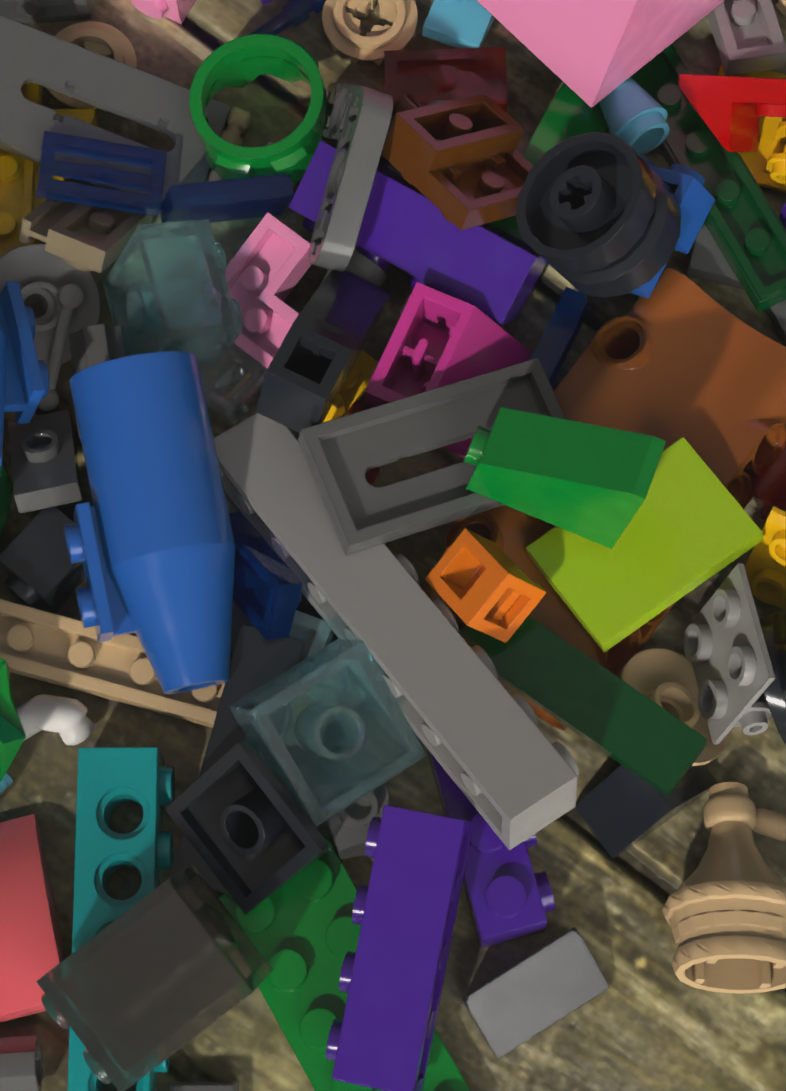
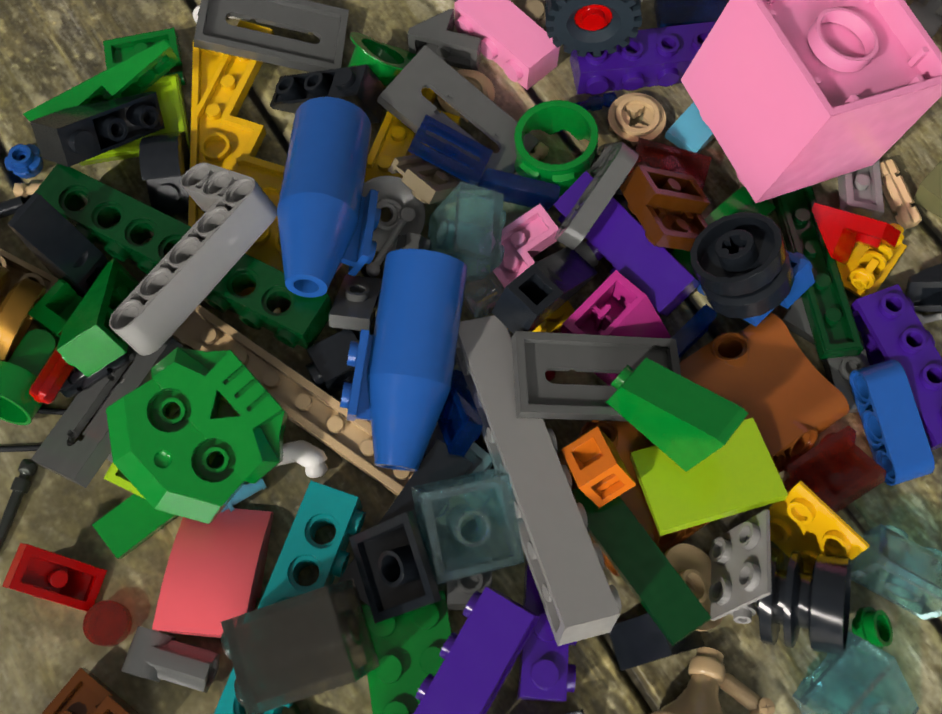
camera: 15 degrees right, 5 degrees down
(635, 117) = (782, 214): medium azure cone -> none

